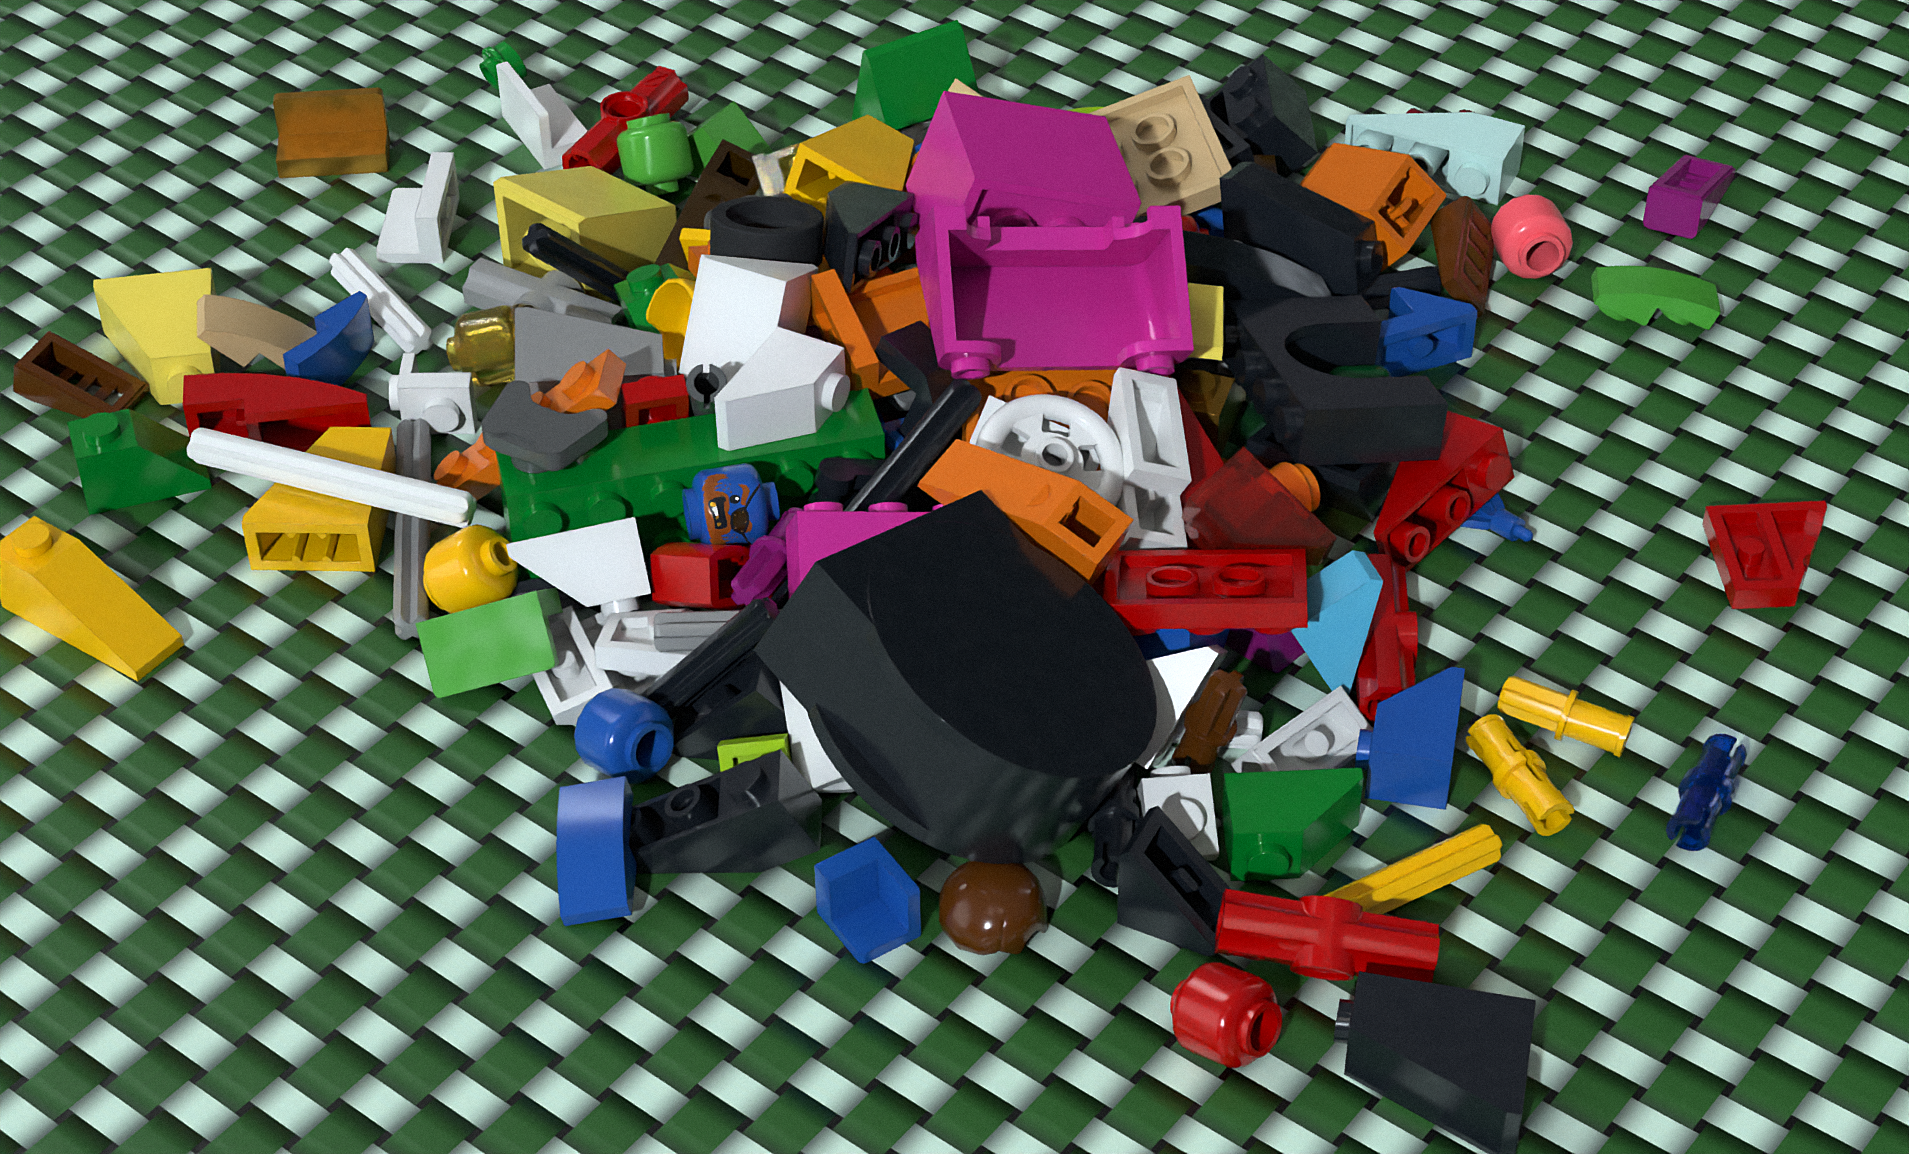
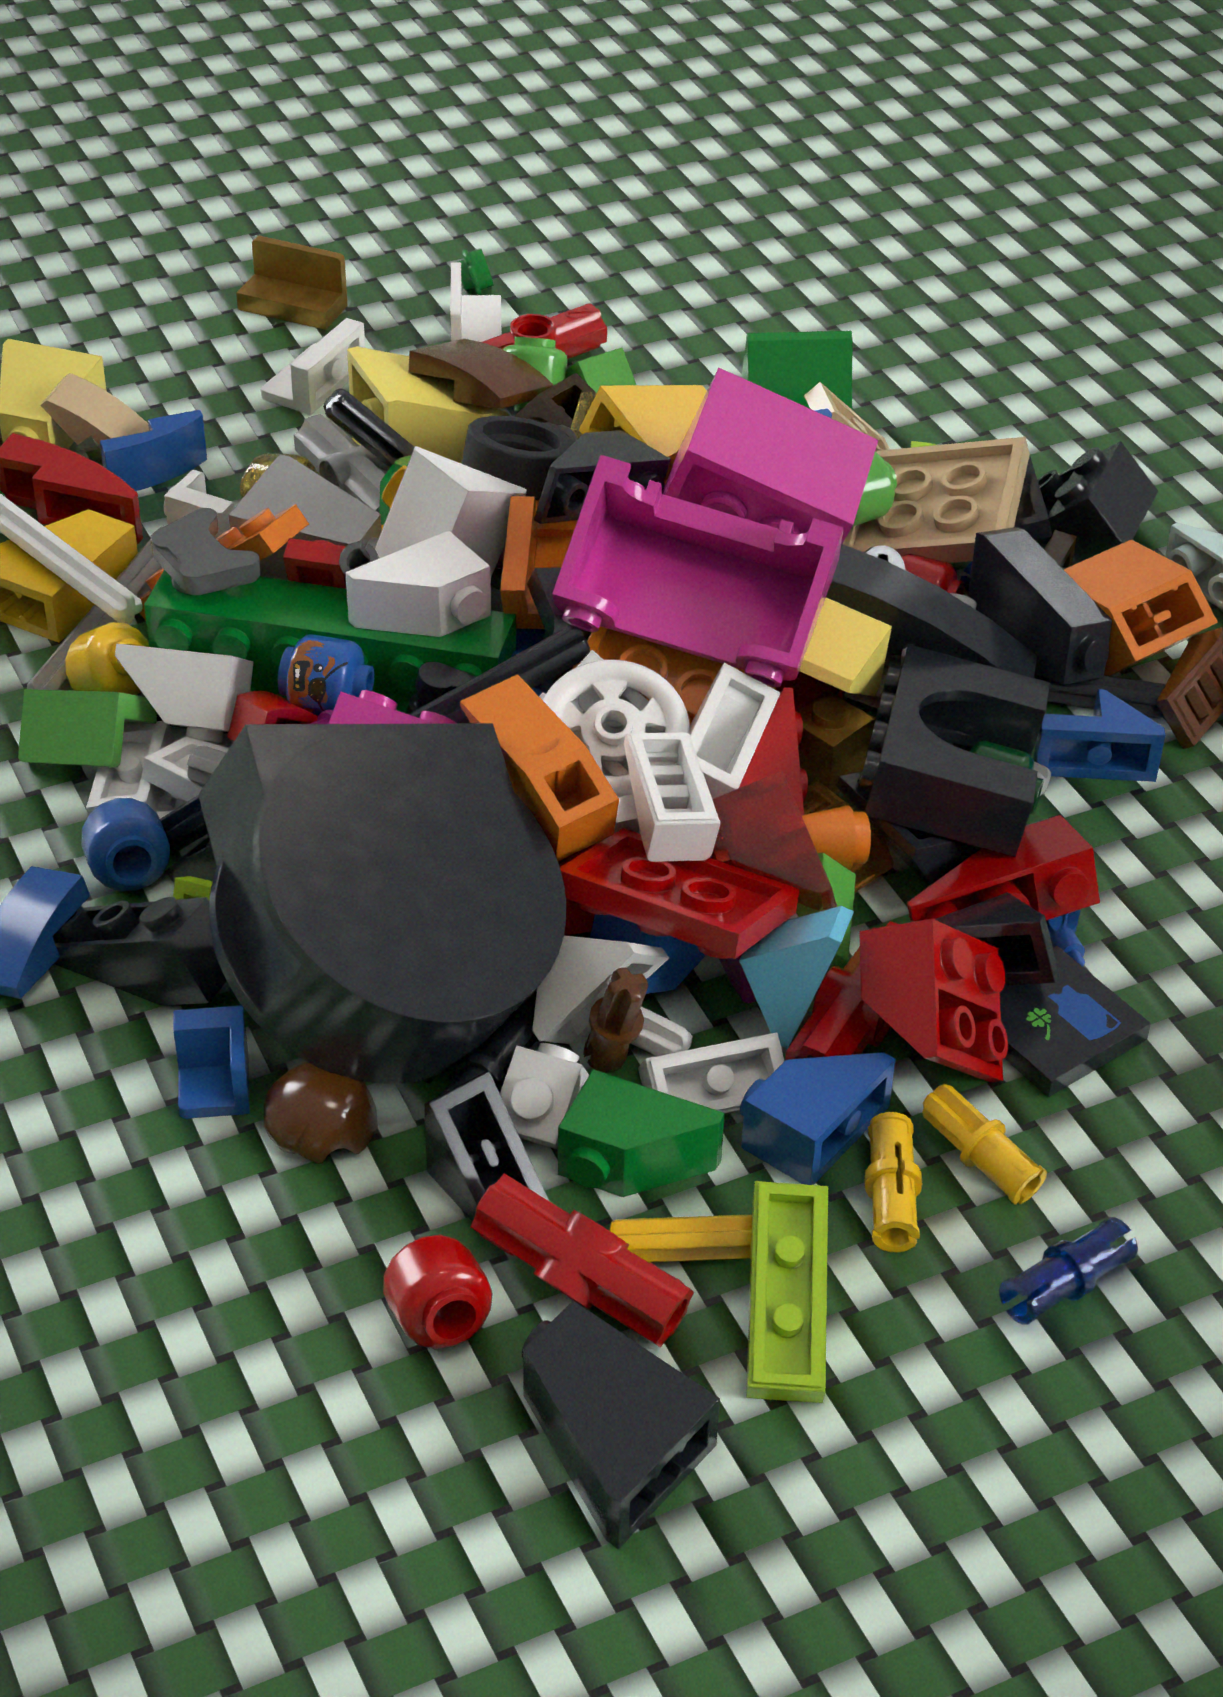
camera: 25 degrees right, 0 degrees up
(384, 303) = (230, 428): white axle -> none
(641, 167) = (480, 373): none -> reddish brown slope
(1167, 522) = (663, 789): none -> white slope
(1458, 595) = (938, 993): none -> red slope
(1466, 543) = (1016, 932): none -> black slope
(1507, 897) = (788, 1293): none -> lime tile
(1542, 592) = (1067, 1026): none -> black tile

